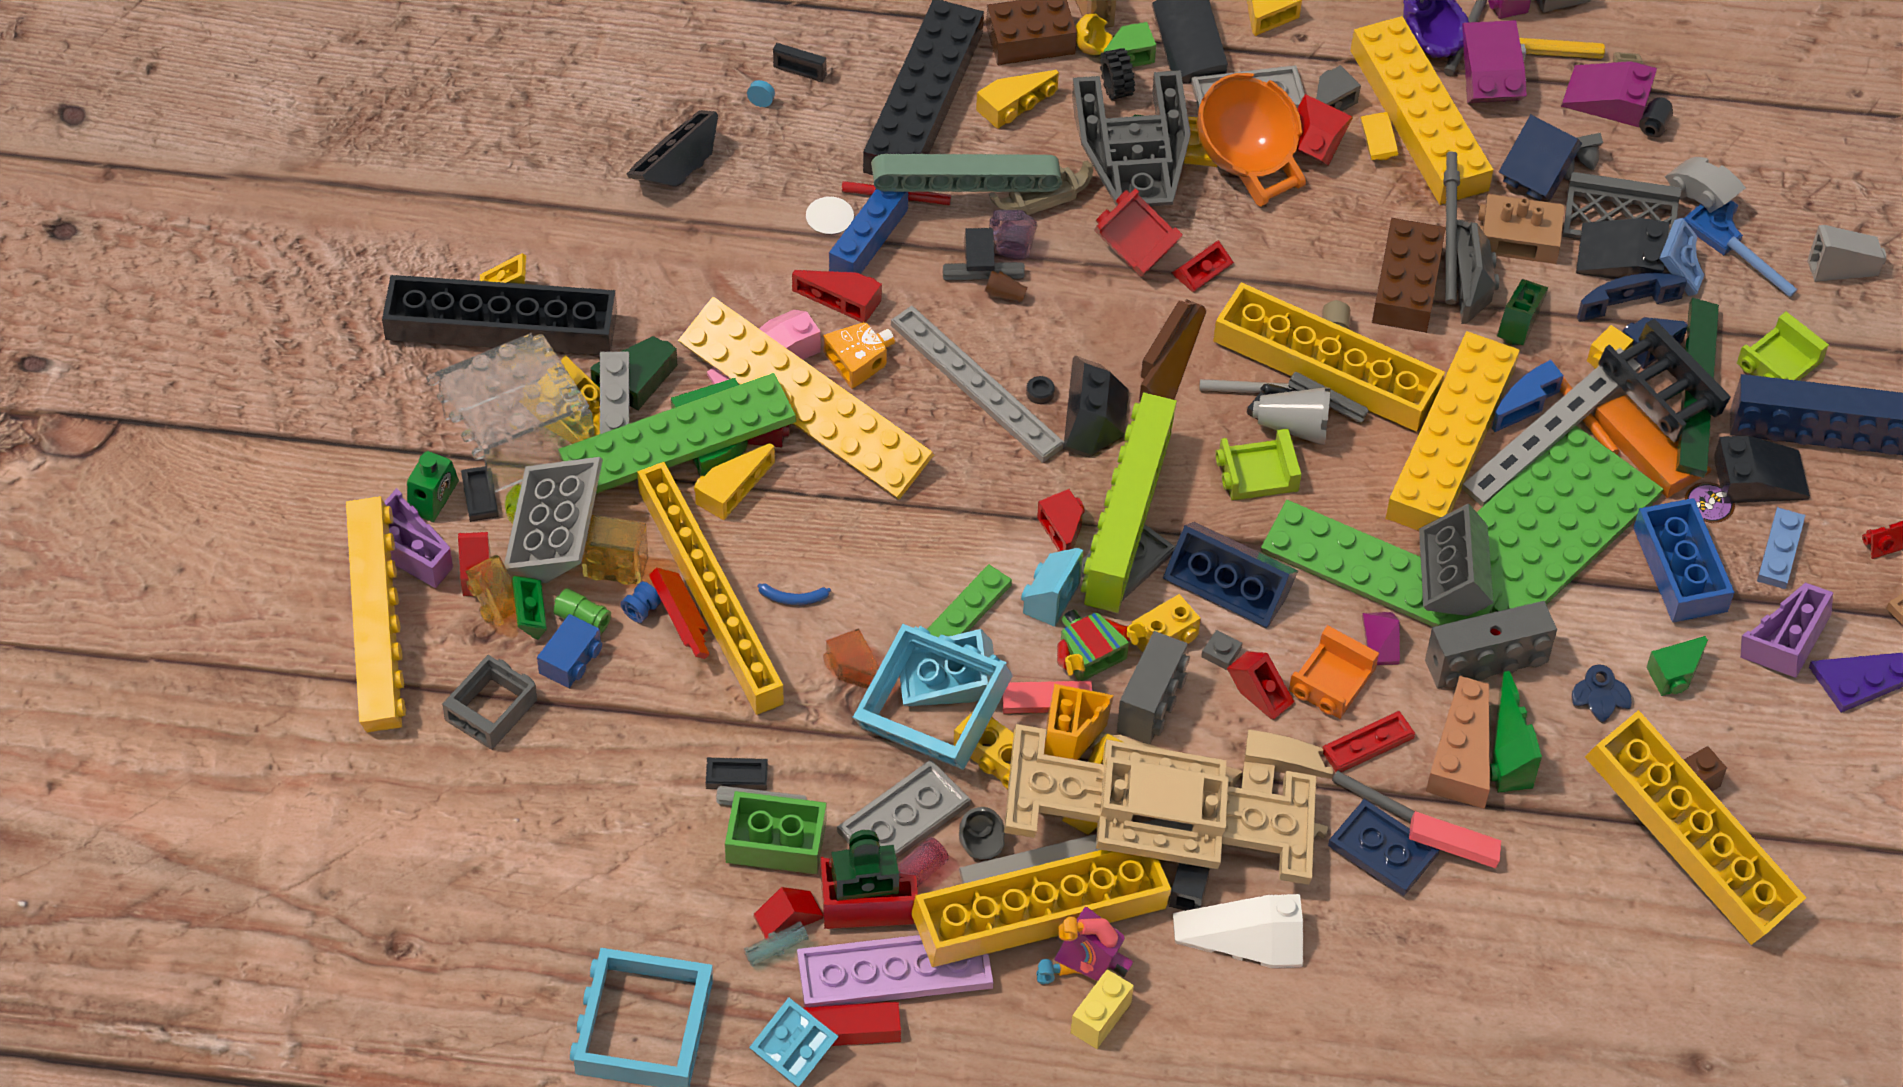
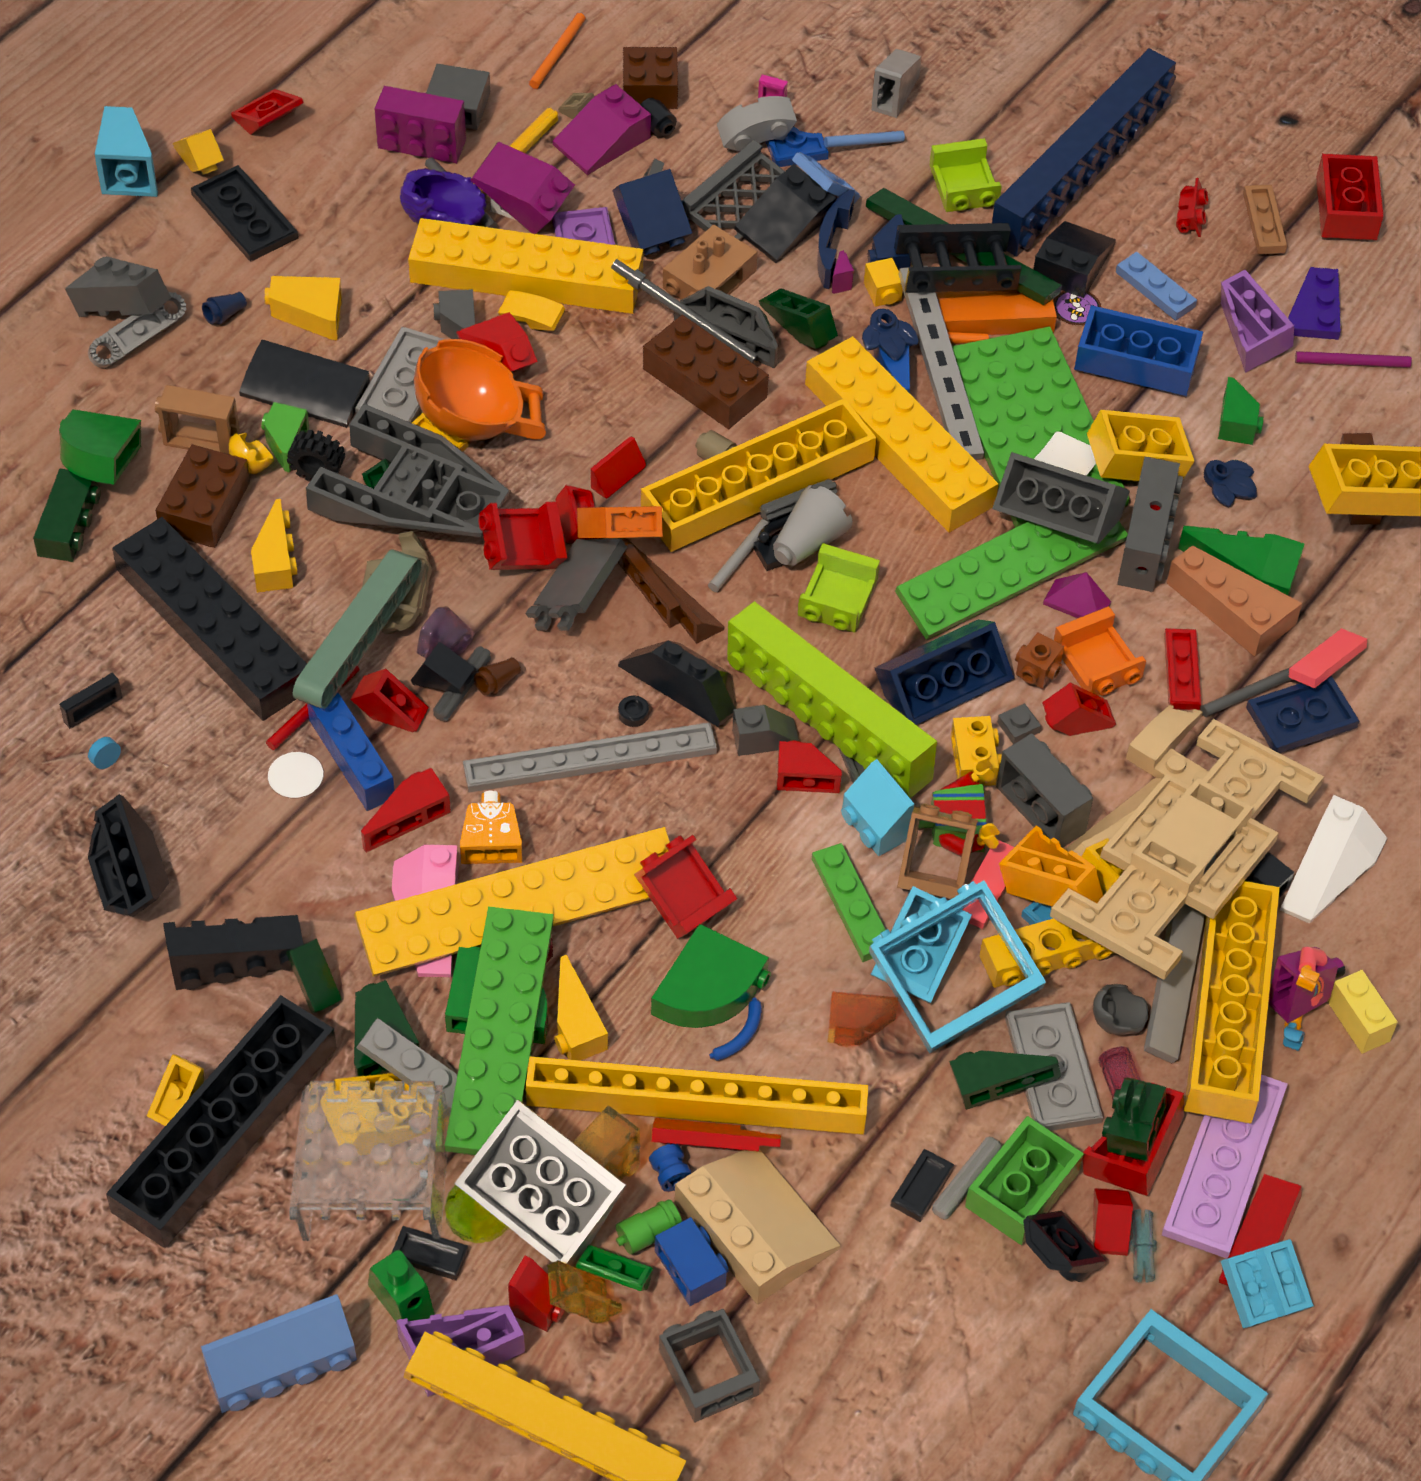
camera: 60 degrees left, 0 degrees up
(335, 439) = (279, 1354): none -> medium blue slope
(630, 676) = (754, 1221): none -> tan slope
(642, 248) = (230, 950): none -> black wedge
(653, 306) = (314, 976): none -> dark green slope
(730, 879) = (1061, 1245): none -> black slope
(820, 550) = (709, 981): none -> green brick
(855, 769) = (994, 1074): none -> dark green slope
(890, 490) = (682, 886): none -> red panel
(929, 234) = (389, 701): none -> red slope
(1010, 644) = (931, 883): none -> medium nougat window
(1079, 473) = (760, 729): none -> dark grey slope
(1125, 290) = (576, 582): none -> dark grey tile
(1186, 279) = (619, 522): none -> orange window
(1265, 266) = (617, 468): none -> red slope
(1288, 631) = (1039, 660): none -> dark orange brick
(1494, 131) = (584, 225): none -> medium lavender tile
(1521, 560) = (1068, 454): none -> white sticker
(1538, 374) = (890, 336): none -> dark blue plate
(1573, 599) = (1125, 438): none -> yellow brick
(1593, 317) = (842, 274): none -> magenta slope
(1675, 21) = (557, 50): none -> orange bar
(1695, 91) = (651, 74): none -> reddish brown brick
(1757, 179) = (772, 87): none -> dark pink tile
(1823, 731) = (1353, 359): none -> magenta bar

